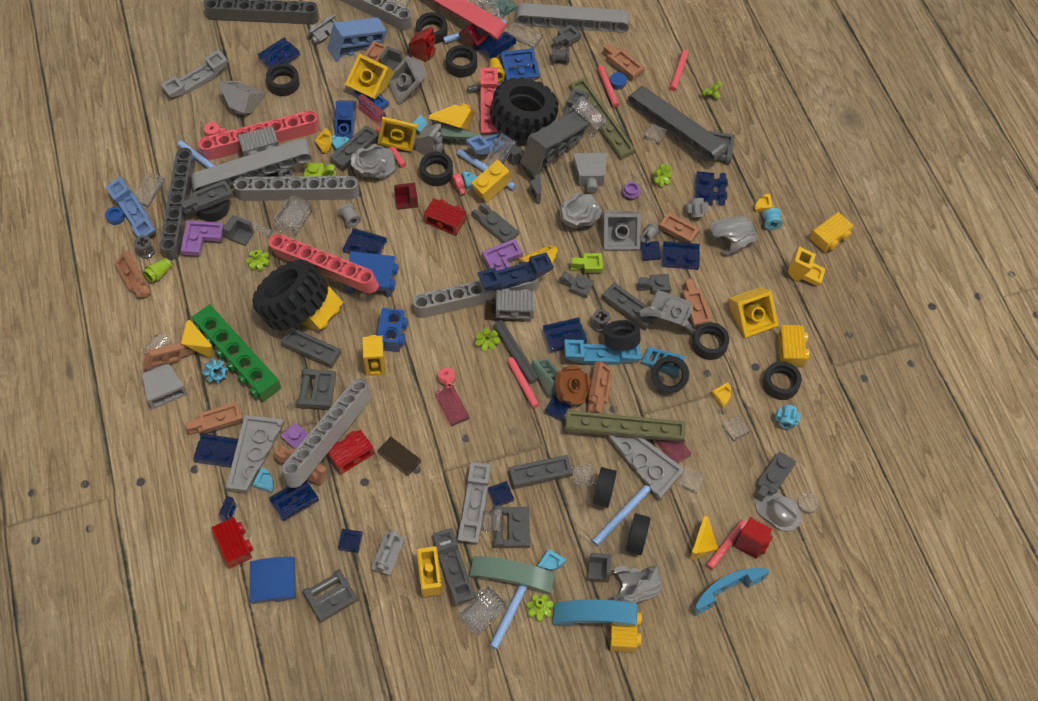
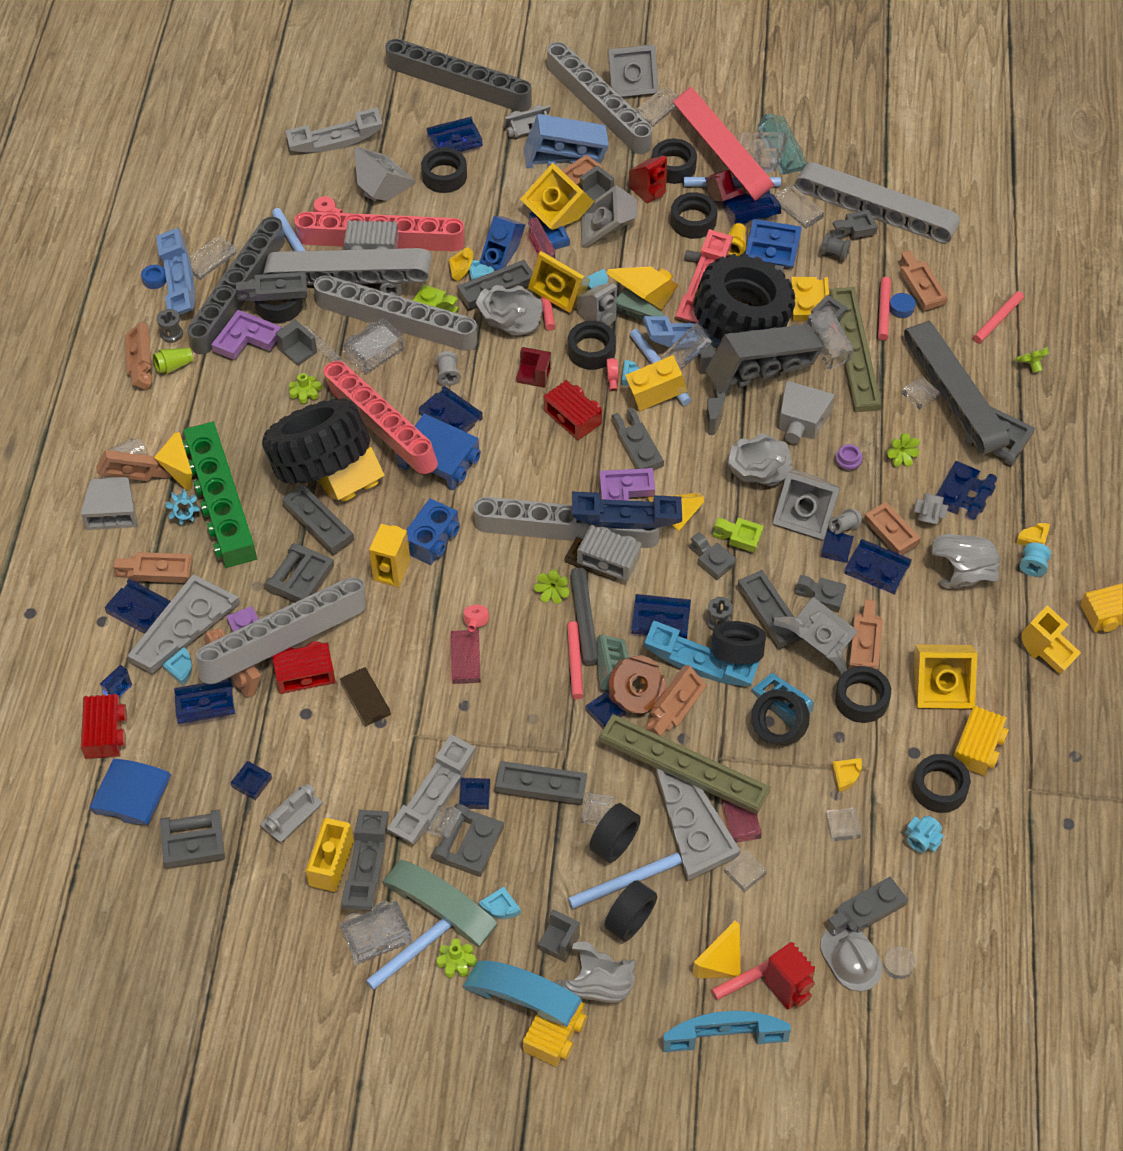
camera: 25 degrees right, 5 degrees down
(561, 90) = (808, 294): none -> yellow plate

